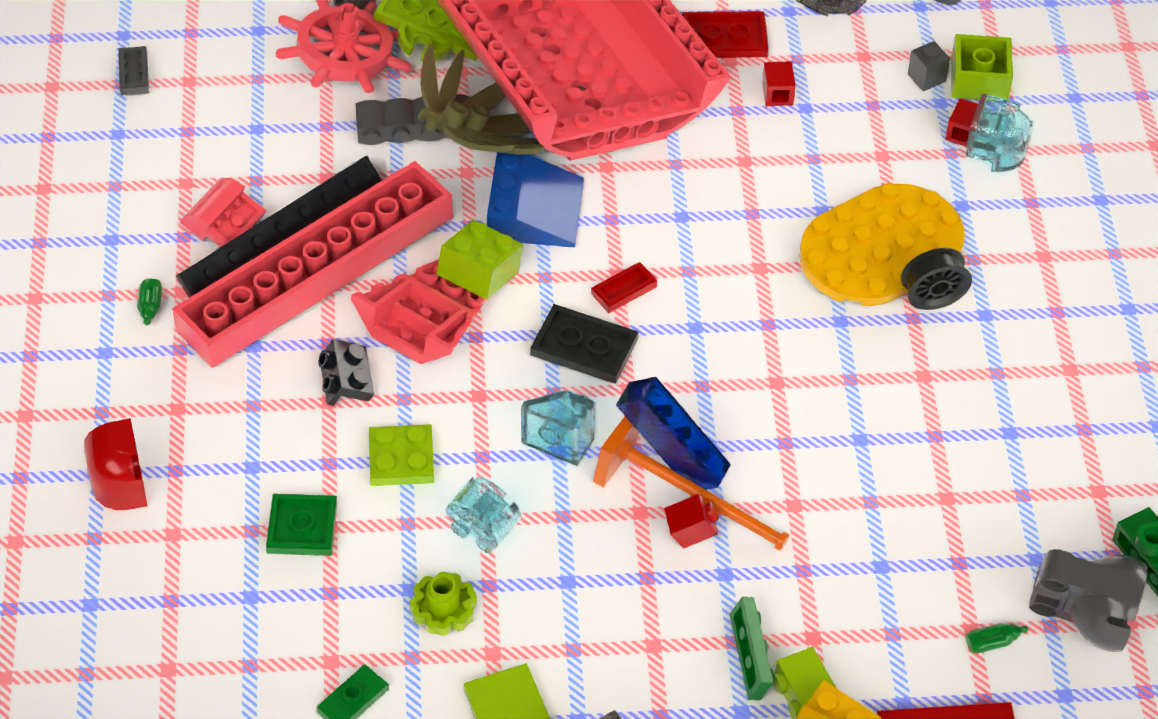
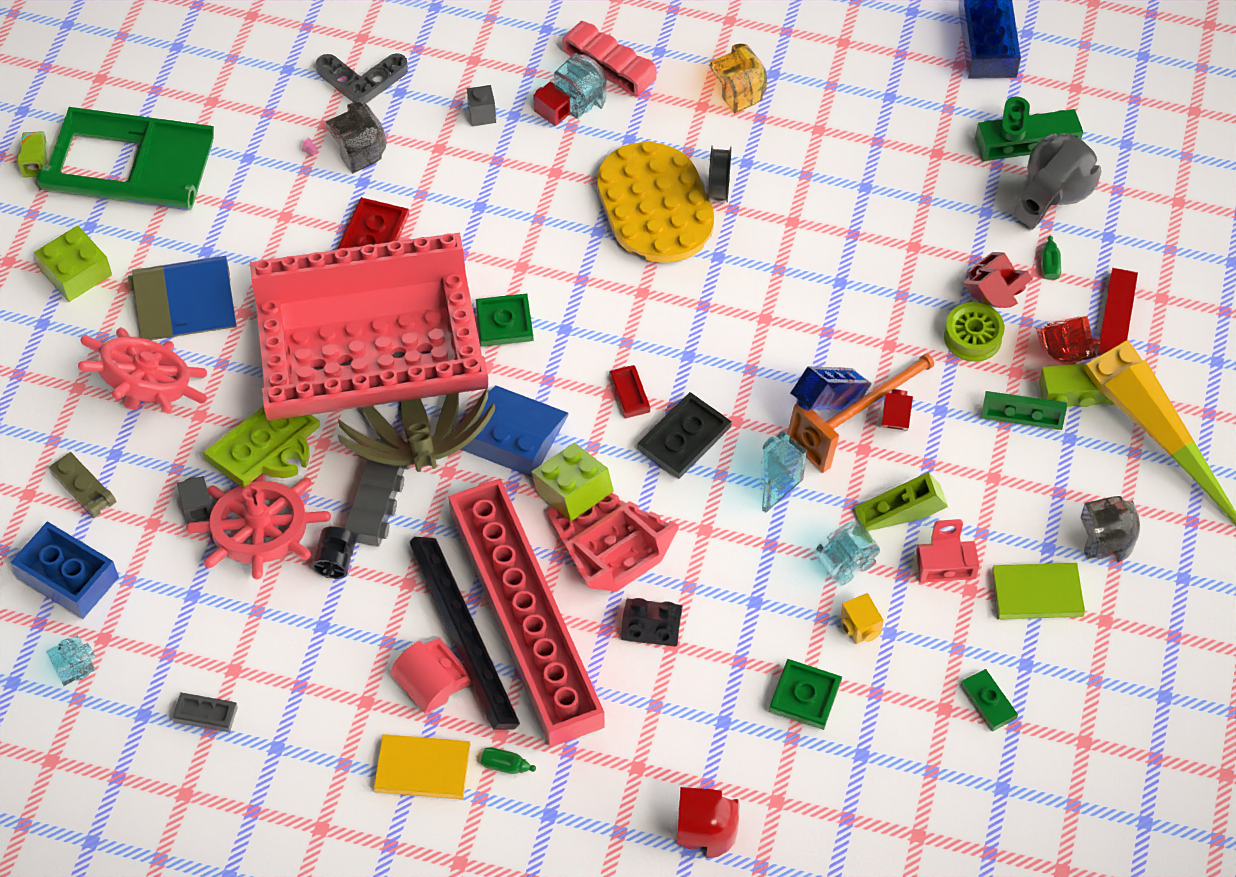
camera: 70 degrees left, 5 degrees up
(125, 240) = (422, 766): none -> yellow tile
(331, 106) = (334, 552): none -> black wheel
(401, 455) = (752, 602): lime plate -> none
(409, 551) = (861, 619): none -> yellow brick
(443, 603) = (918, 608): lime plant -> none
(518, 612) = (946, 555): none -> coral piece
(574, 558) = (903, 504): none -> lime slope
(664, 160) = (504, 320): none -> green plate
(778, 83) = (453, 212): red brick -> none
(840, 594) = (987, 333): none -> lime wheel
(865, 666) = (1068, 340): none -> clear red brick
(916, 577) = (996, 281): none -> brick
(981, 66) = (503, 67): lime brick -> none
(1057, 153) = (618, 61): none -> coral brick
(1095, 271) = (741, 77): none -> clear yellow brick

